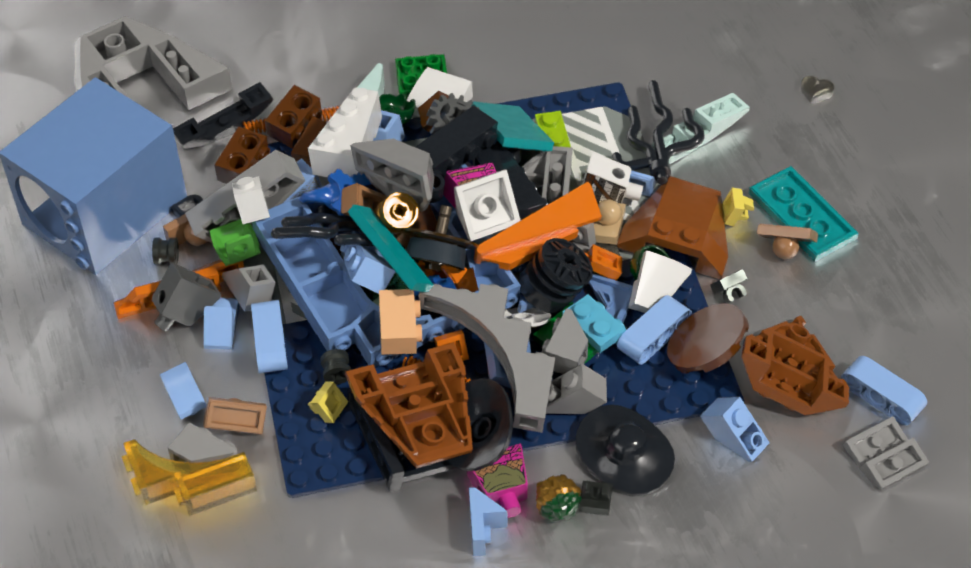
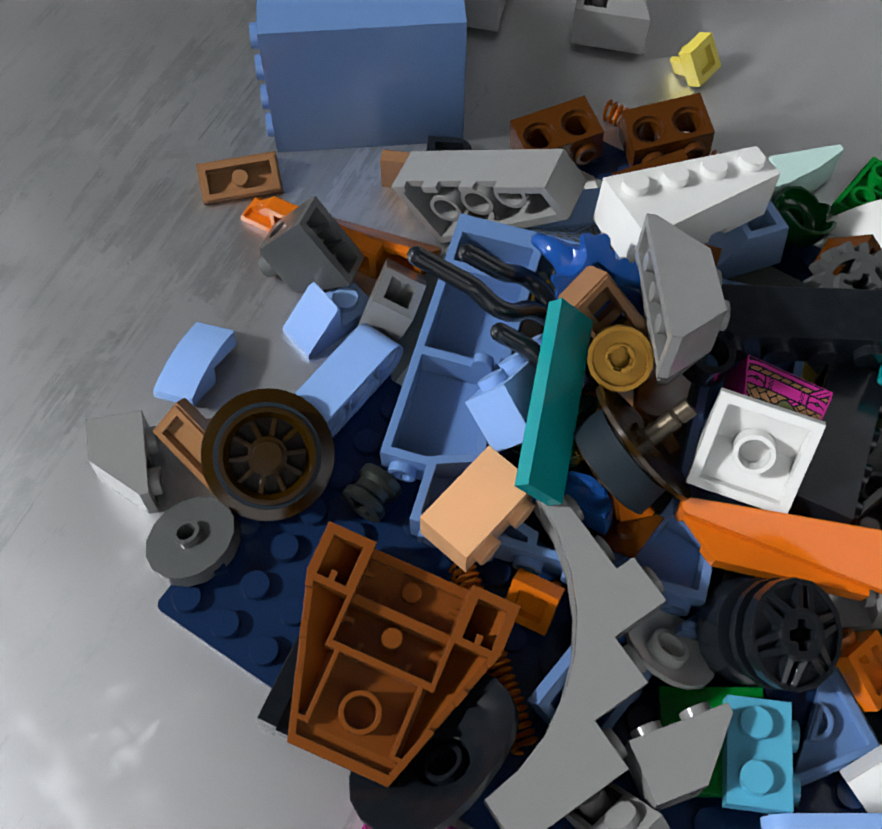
camera: 45 degrees right, 10 degrees up
(94, 300) = (239, 177): none -> medium nougat slope
(165, 250) = (363, 182): pearl dark grey wheel -> none
(193, 484) = (71, 493): clear yellow arch -> none
(225, 122) = (545, 75): black slope -> none
(235, 242) = (422, 224): bright green piece -> none
(250, 199) = (470, 189): white brick -> none
(264, 72) = (697, 59): none -> light yellow tile
(273, 388) = (267, 454): none -> dark brown piece
(283, 462) = (192, 541): none -> dark grey plate
(328, 402) = (305, 530): light yellow tile -> none

